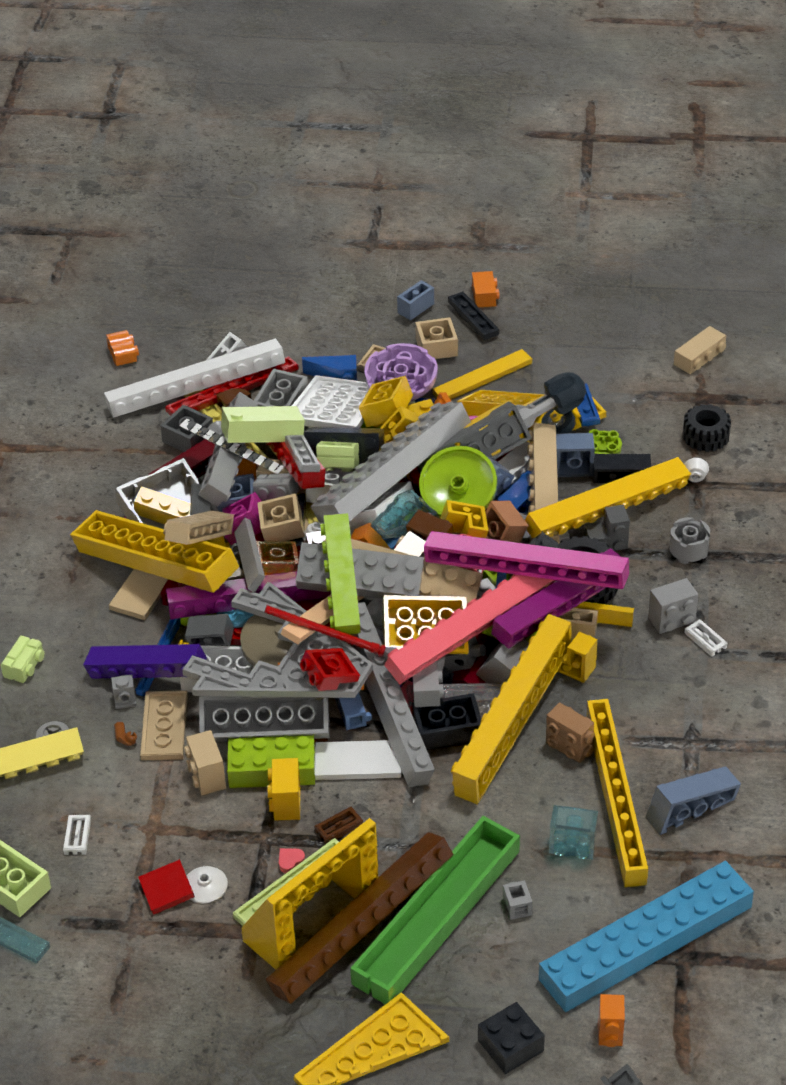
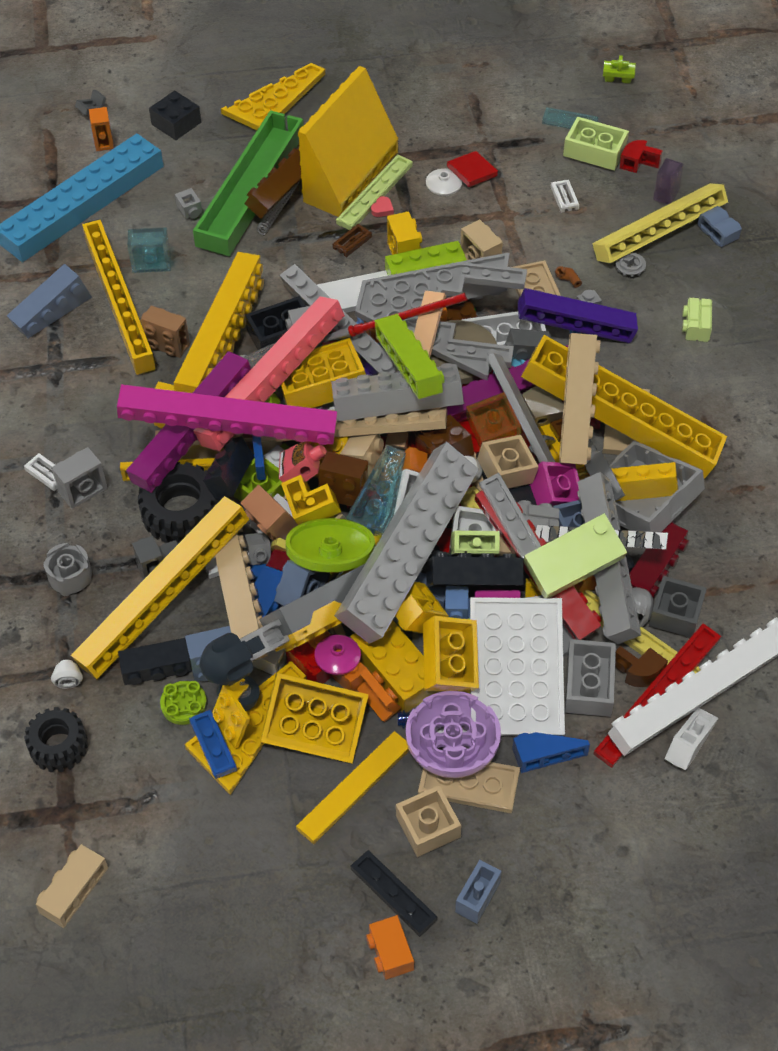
camera: 165 degrees right, 10 degrees up
(328, 668) = (390, 282): red plate -> none

